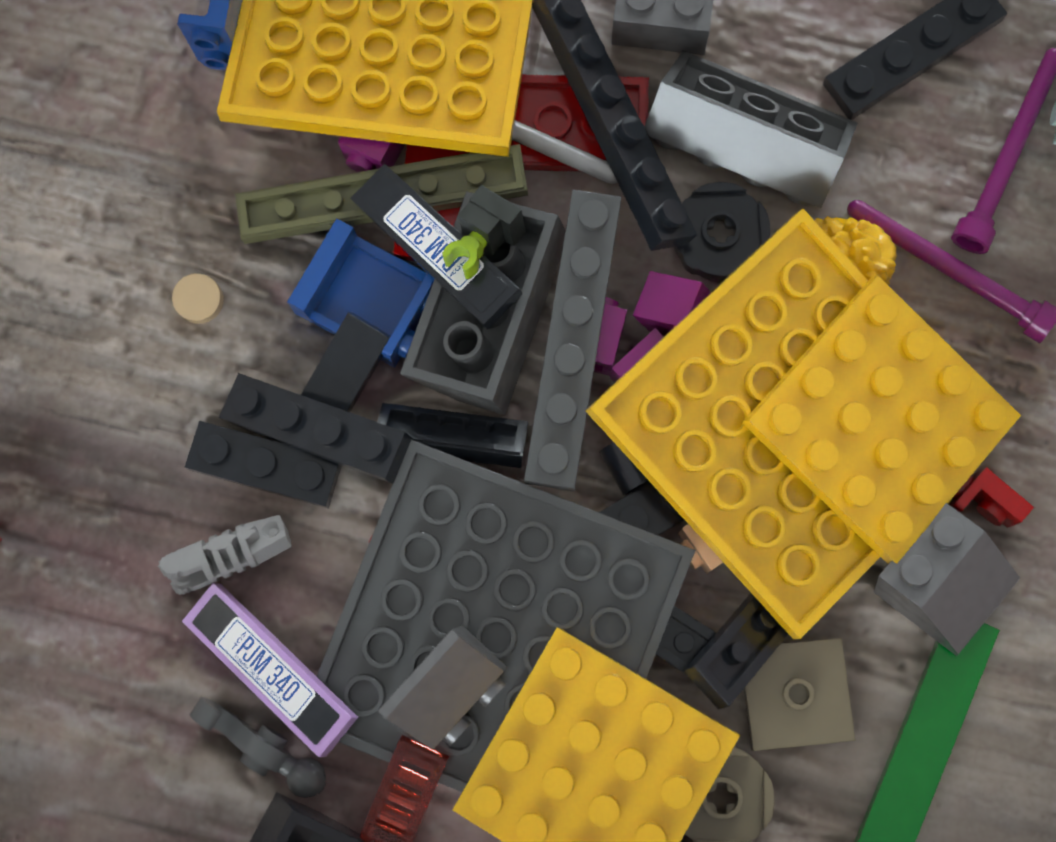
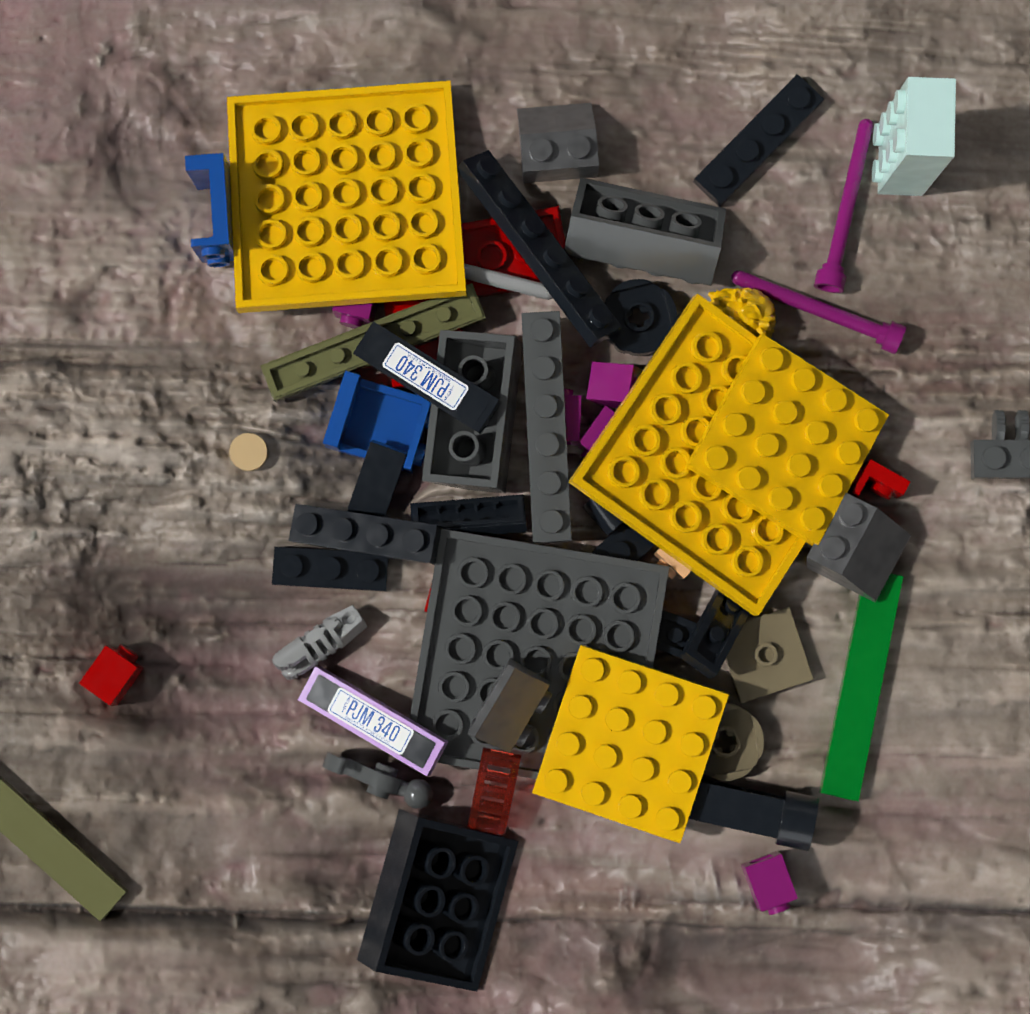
camera: 20 degrees left, 5 degrees up
(485, 226) = (463, 356): pearl dark grey piece -> none

